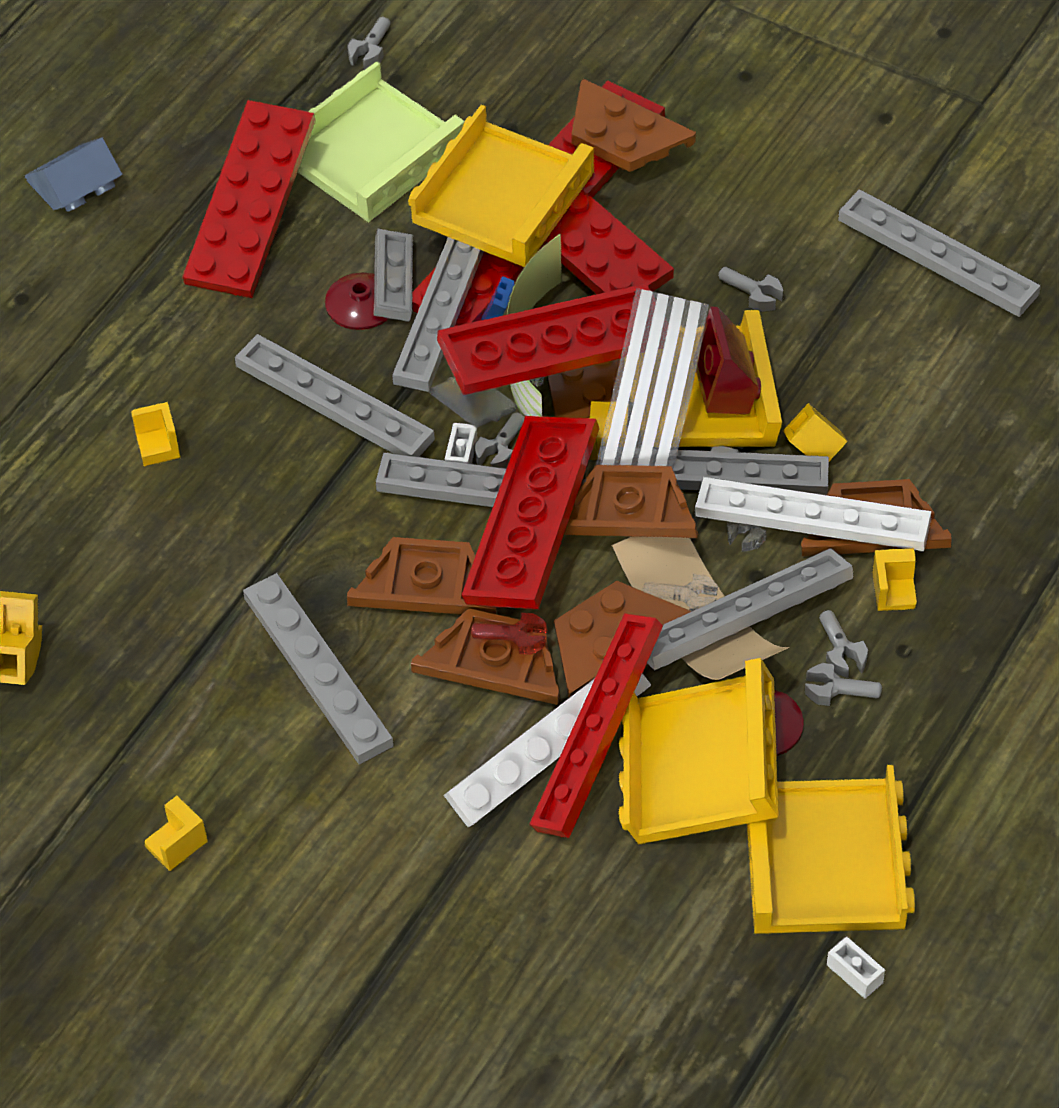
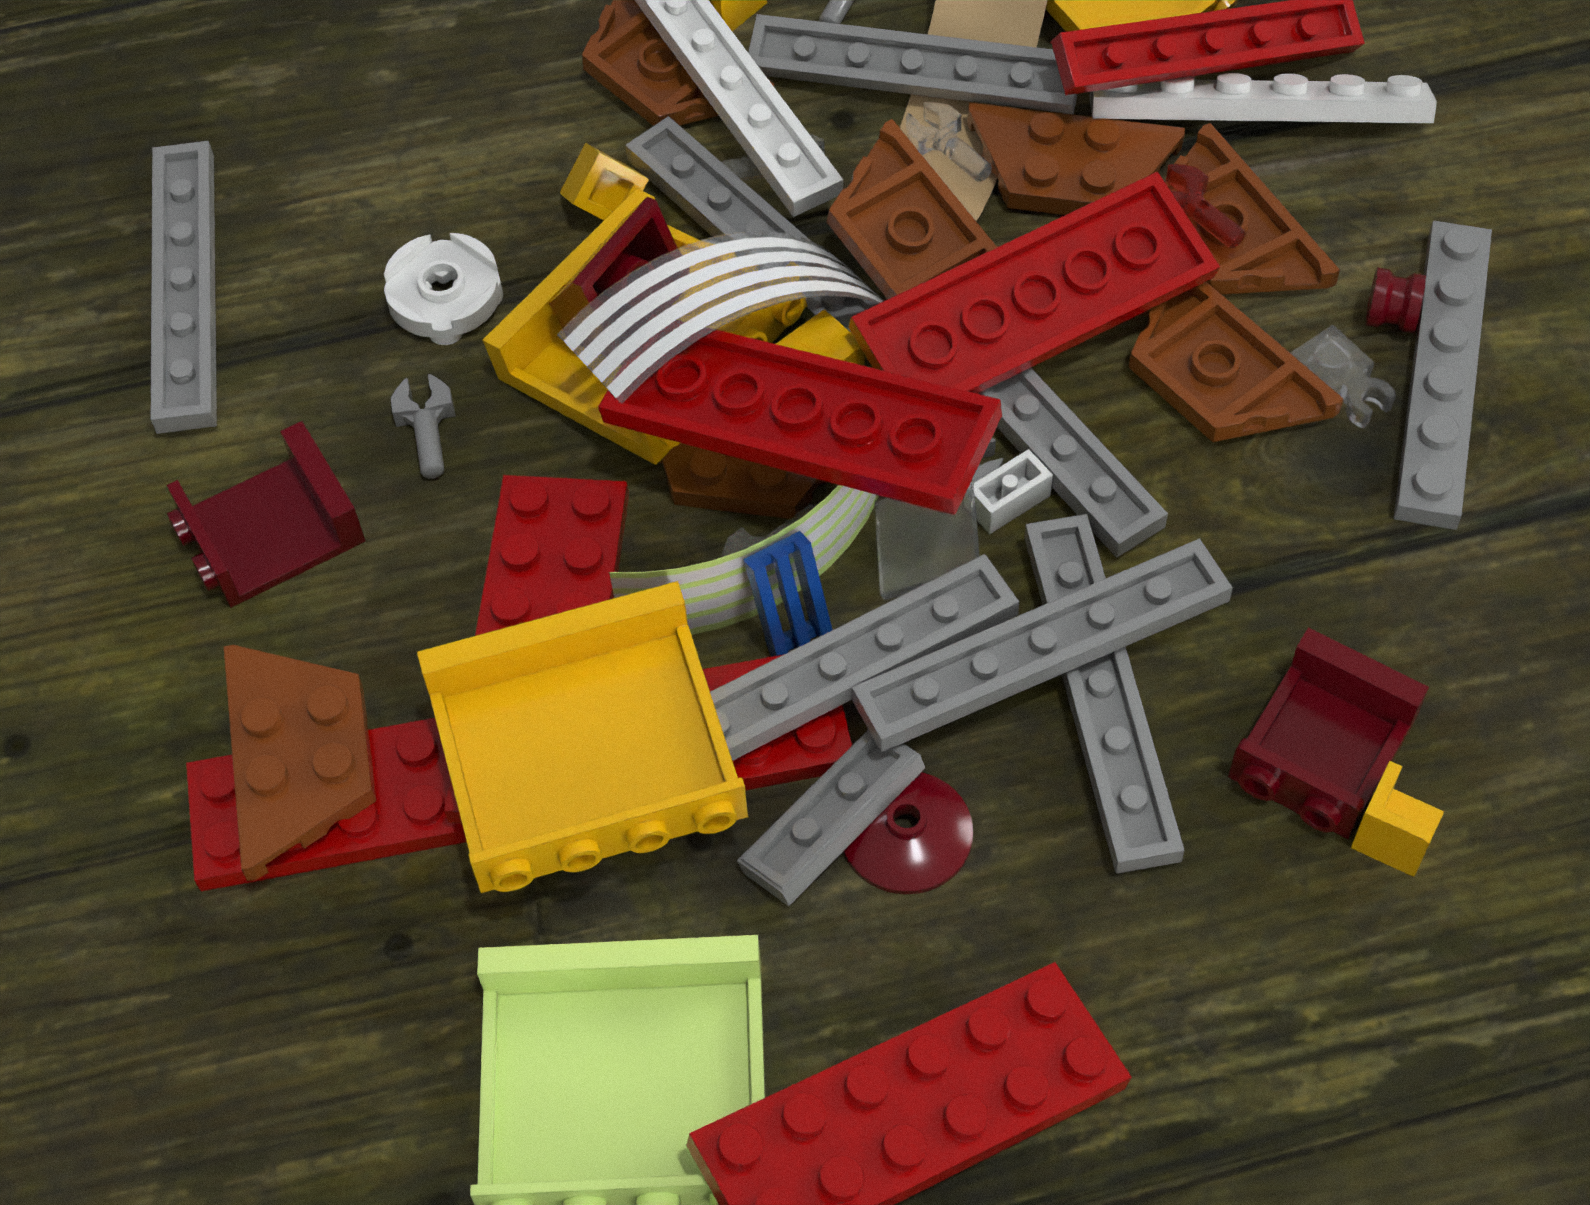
camera: 135 degrees left, 5 degrees up
(218, 448) = (1328, 734): none -> dark red panel
(365, 376) = (1040, 644): none -> light grey plate
(369, 626) = (1347, 372): none -> clear plate
(370, 672) = (1395, 300): none -> dark red wheel
(761, 199) = (269, 523): none -> dark red panel
(824, 356) = (445, 313): none -> white plate

